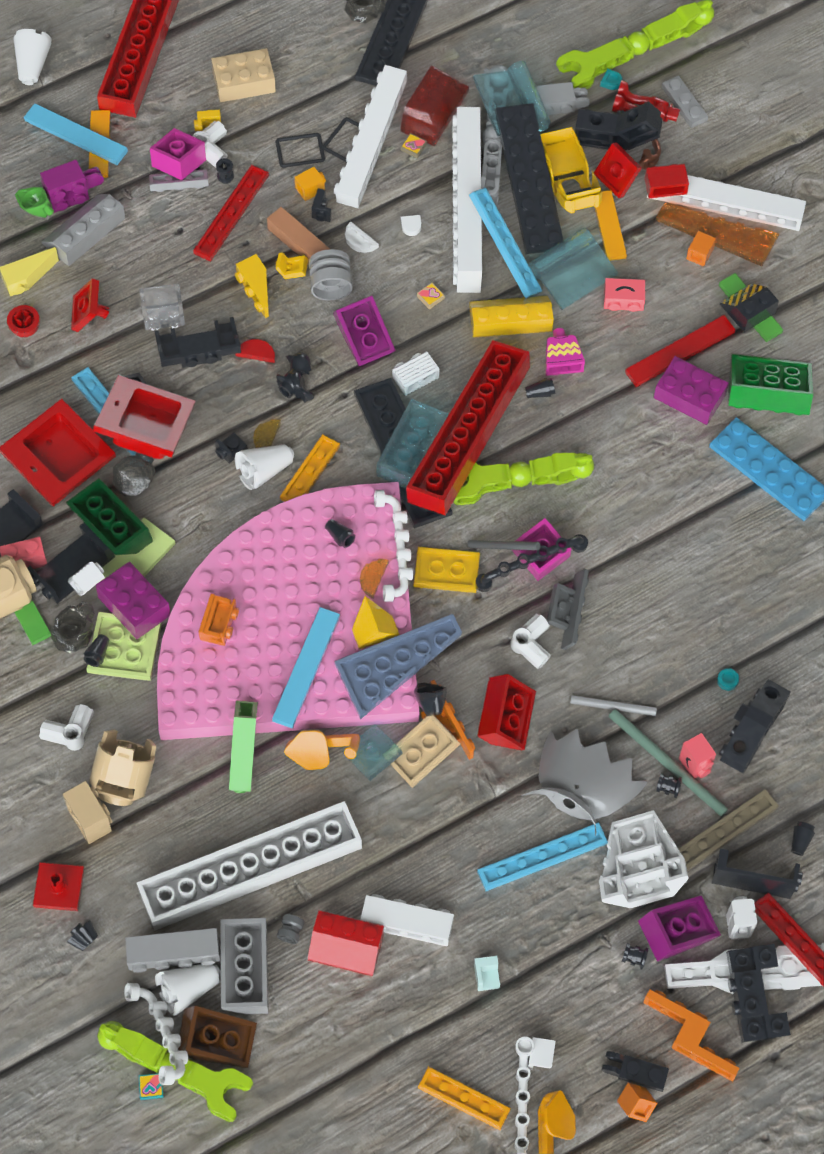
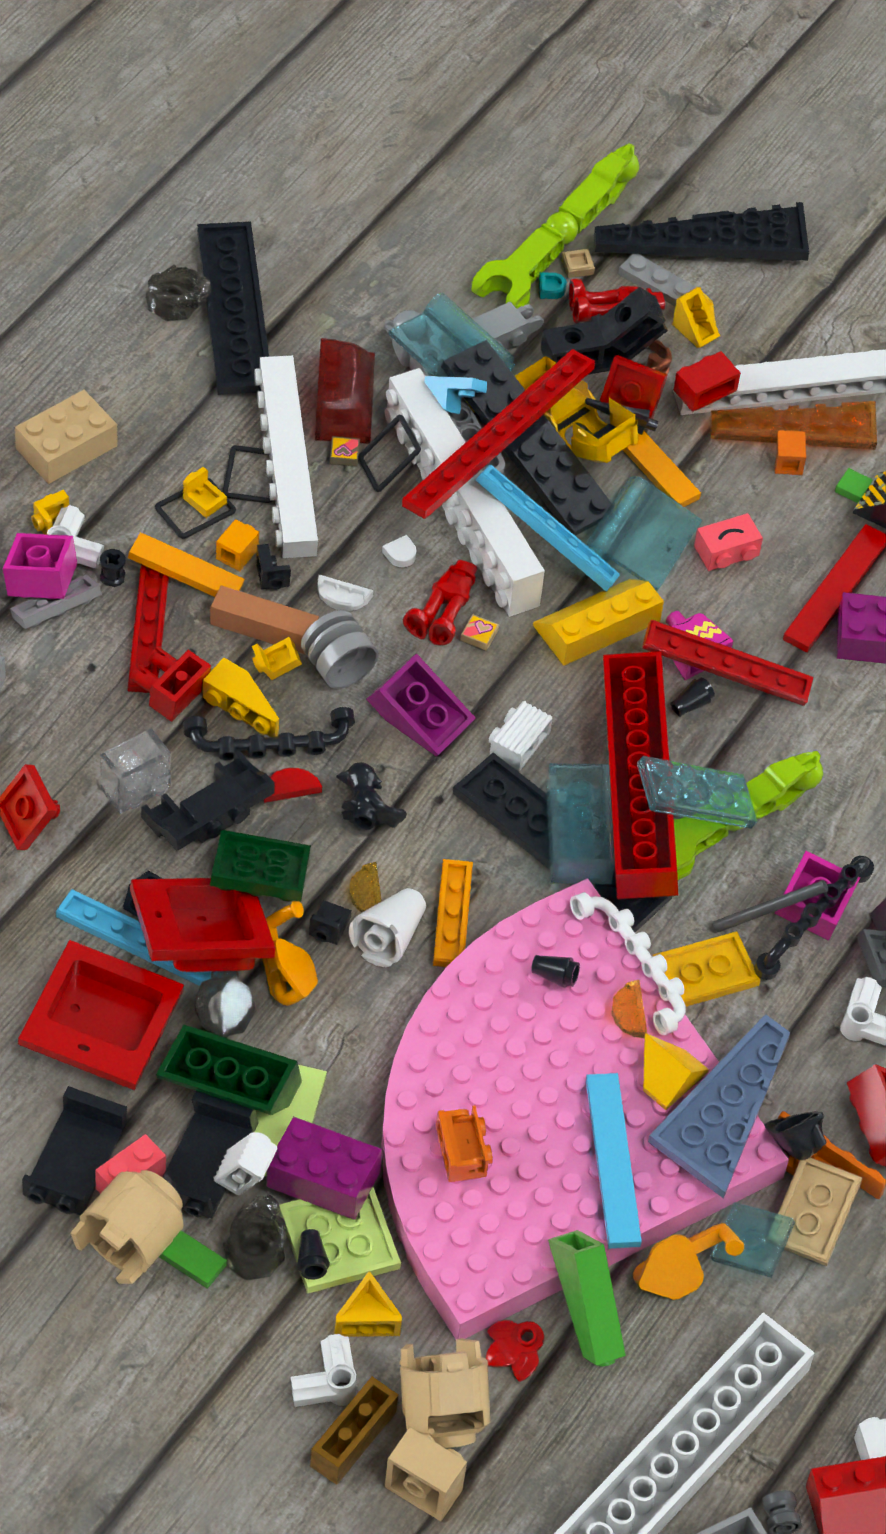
camera: 30 degrees left, 10 degrees down
(62, 768) = (354, 1430): none -> pearl gold brick
(110, 699) = (368, 1312): none -> yellow slope
(187, 758) = (512, 1350): none -> red plate
(189, 466) = (290, 961): none -> light orange piece
(203, 395) = (260, 866): none -> dark green plate
(219, 261) = (178, 684): none -> red brick
(268, 185) = (182, 566): none -> light orange tile
(268, 323) = (286, 743): none -> black bar
(307, 141) = (202, 493): none -> yellow bracket
(427, 261) = (450, 589): none -> red piece
(450, 137) = (378, 488): none -> black piece
(490, 130) = (452, 389): none -> medium azure slope
(492, 453) = (696, 792): none -> clear light blue plate
(503, 169) = (497, 434): none -> red plate
(573, 375) = (728, 662): none -> red tile
(608, 188) = (641, 415): none -> black piece
(638, 70) = (578, 263): none -> tan tile
(694, 134) = (696, 317): none -> yellow slope
(744, 83) = (749, 234): none -> black wing

